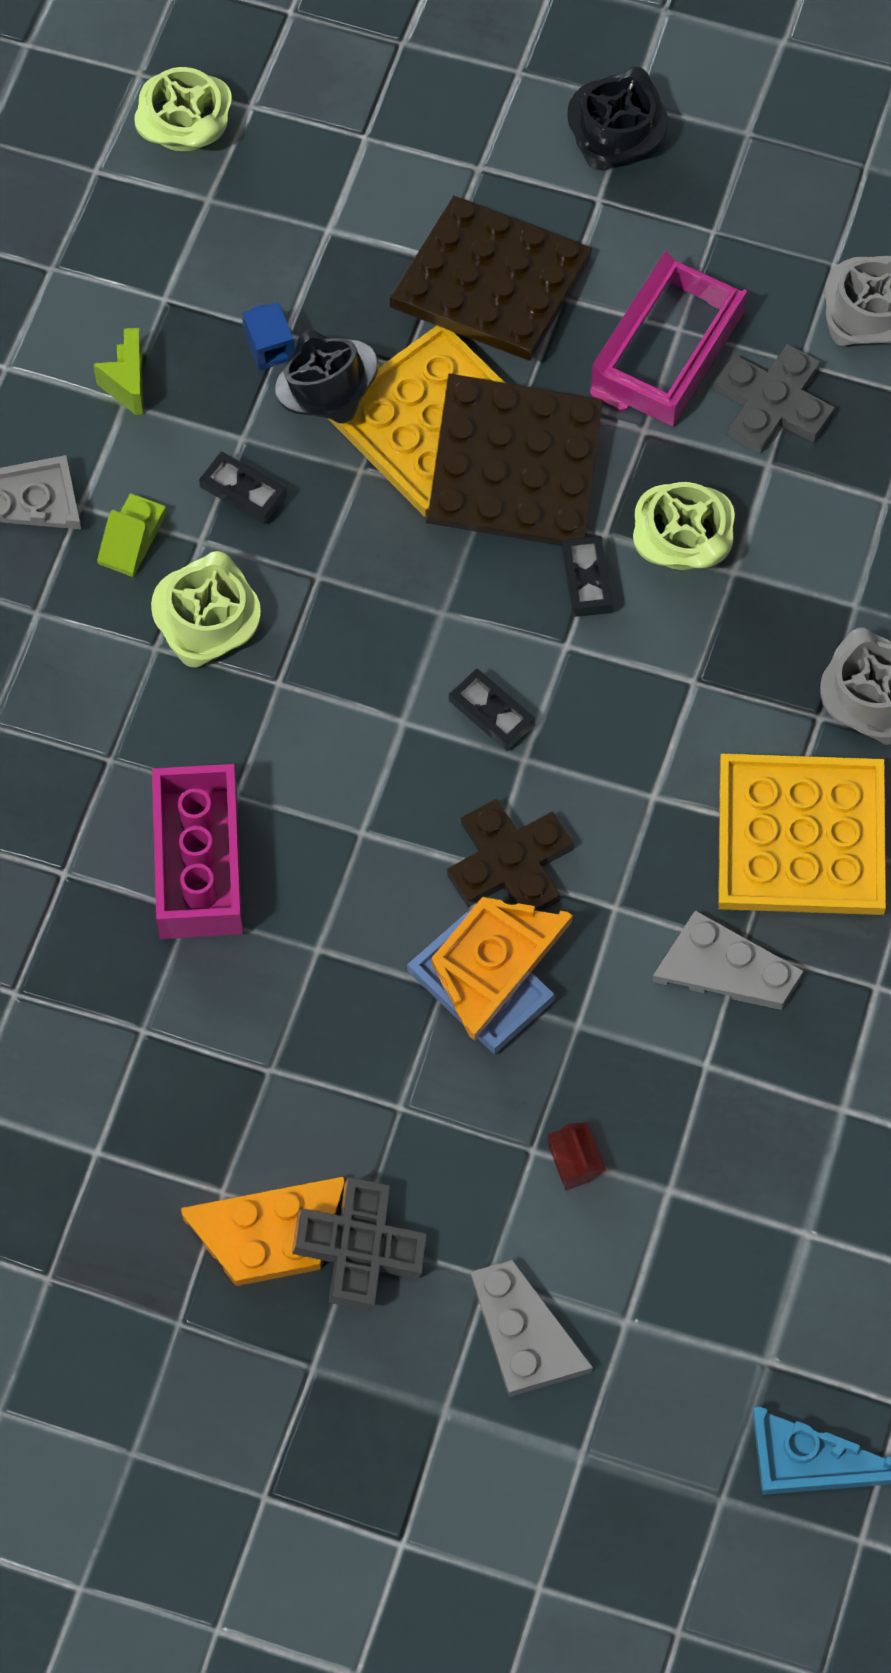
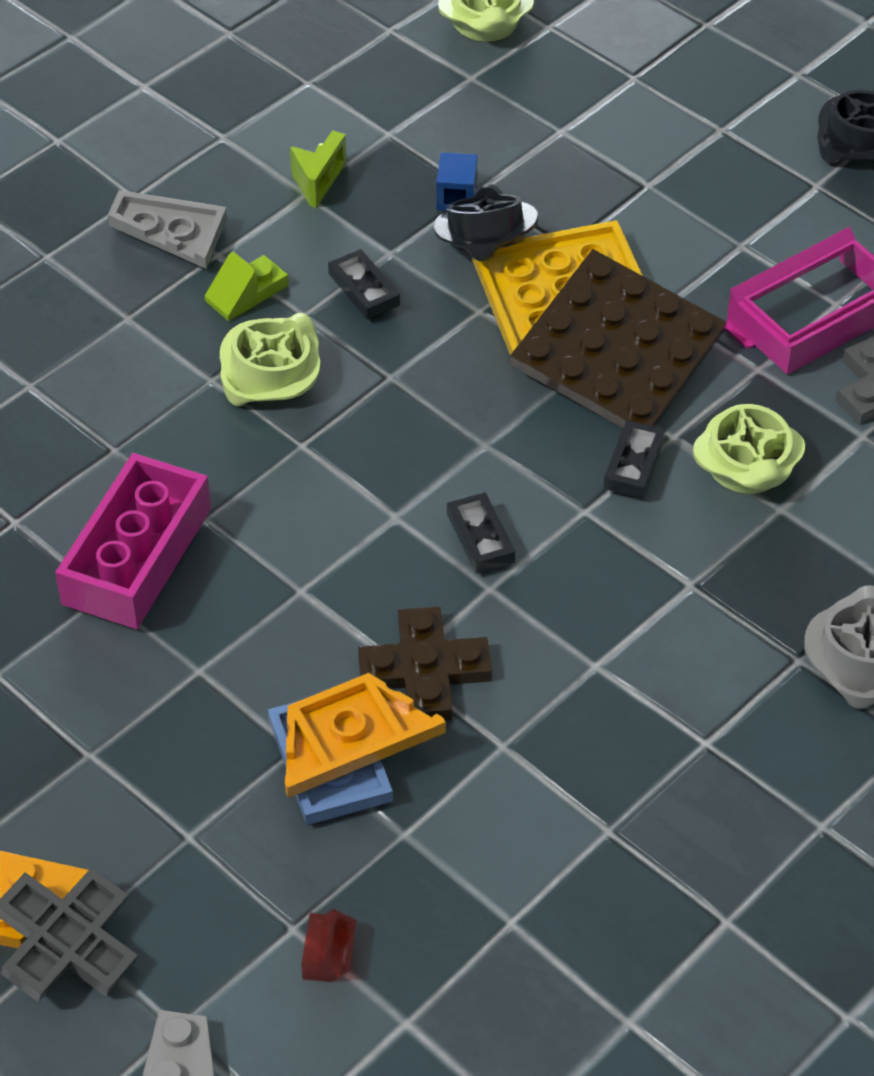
camera: 25 degrees right, 15 degrees down
(491, 278) = (681, 204): dark brown plate -> none
(725, 963) = (584, 836): light grey wing -> none
(802, 834) = (721, 750): yellow plate -> none

